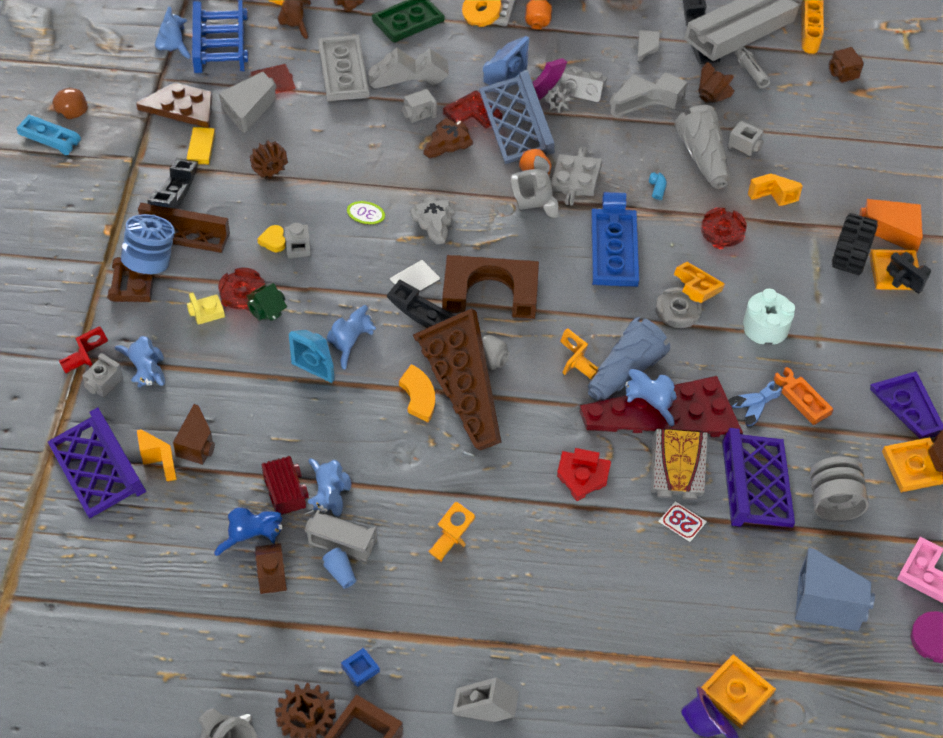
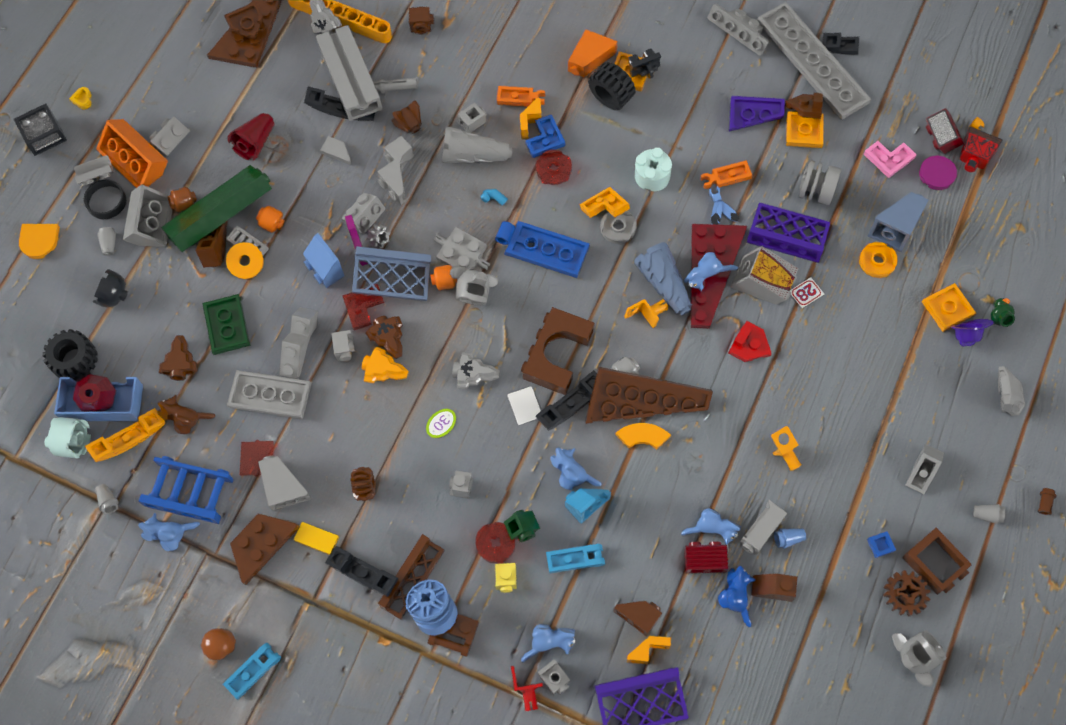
camera: 65 degrees left, 15 degrees up
(246, 363) = (574, 558): none -> dark azure plate
(273, 239) = (447, 504): yellow tile -> none
(408, 143) = (382, 367): none -> light orange rock
(759, 215) = (549, 138): none -> blue plate
(762, 603) = (876, 269): none -> light orange tile
(799, 171) = (518, 96): none -> orange plate

